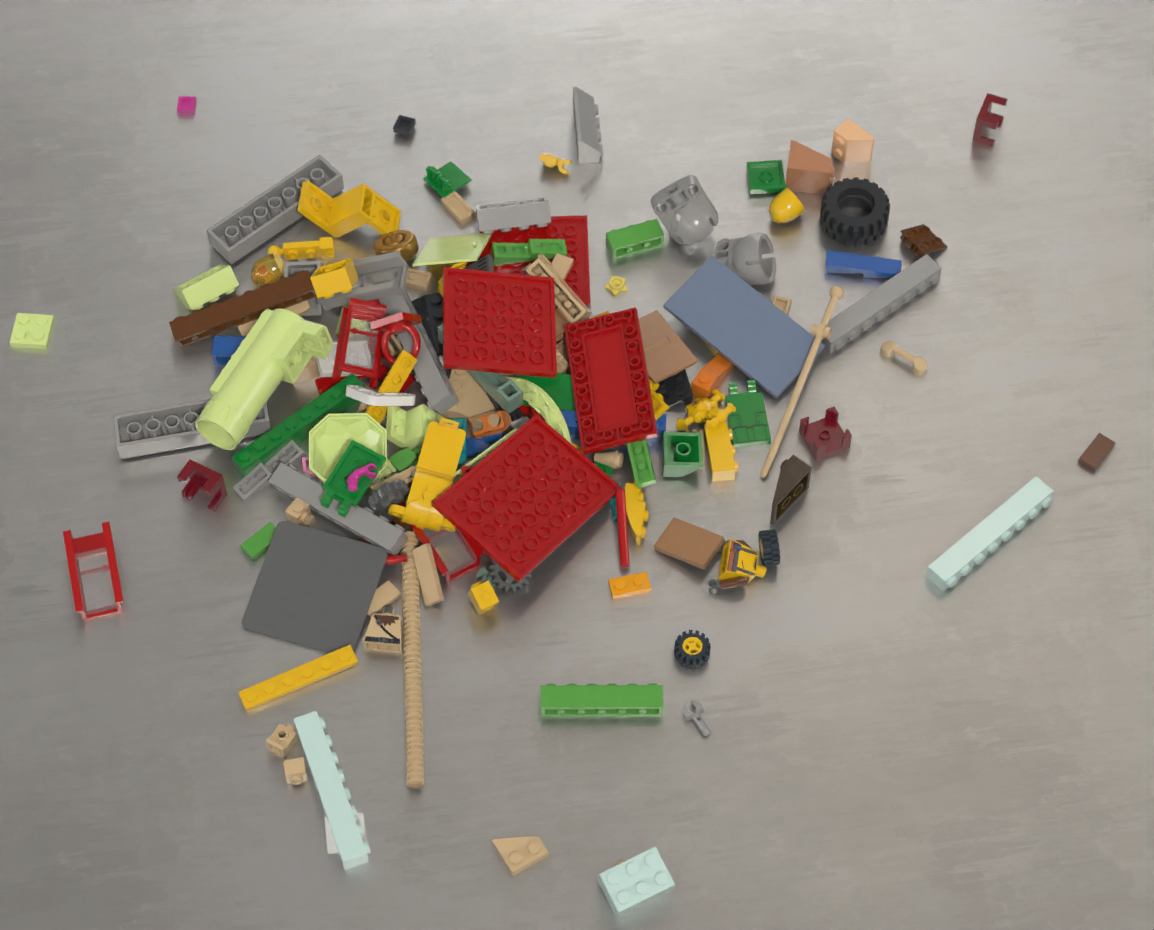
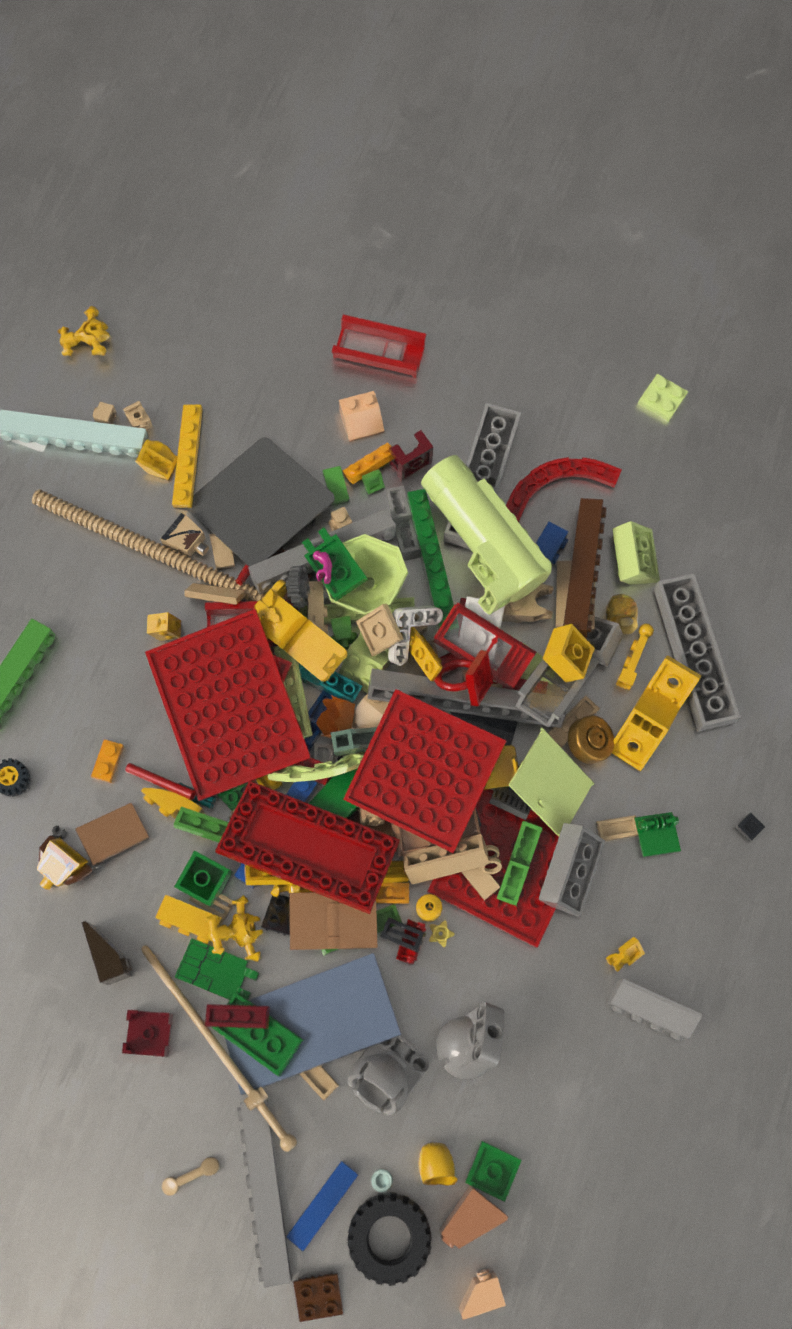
camera: 115 degrees right, 15 degrees up
(154, 377) = (557, 470): none -> red plate
(177, 552) = (361, 416): none -> light nougat slope
(209, 835) = (90, 332): none -> yellow piece
(224, 521) = (368, 463): none -> light orange plate
(242, 510) = (373, 481): none -> bright green tile
(316, 698) = (157, 459): none -> yellow slope
(394, 412) = (379, 630): none -> tan tile
(603, 295) = (429, 915): none -> yellow head
(634, 239) = (484, 977): bright green brick -> none
(642, 292) = (418, 941): none -> black tile
(643, 295) = (405, 954): none -> red hinge
(710, 377) = (276, 960): orange slope -> none
(769, 547) = (57, 900): black wheel -> none
(771, 371) = (237, 1016): none -> dark red tile
(774, 355) = (269, 1046): none -> green tile
(820, 240) = (382, 1180): none -> light aqua tile

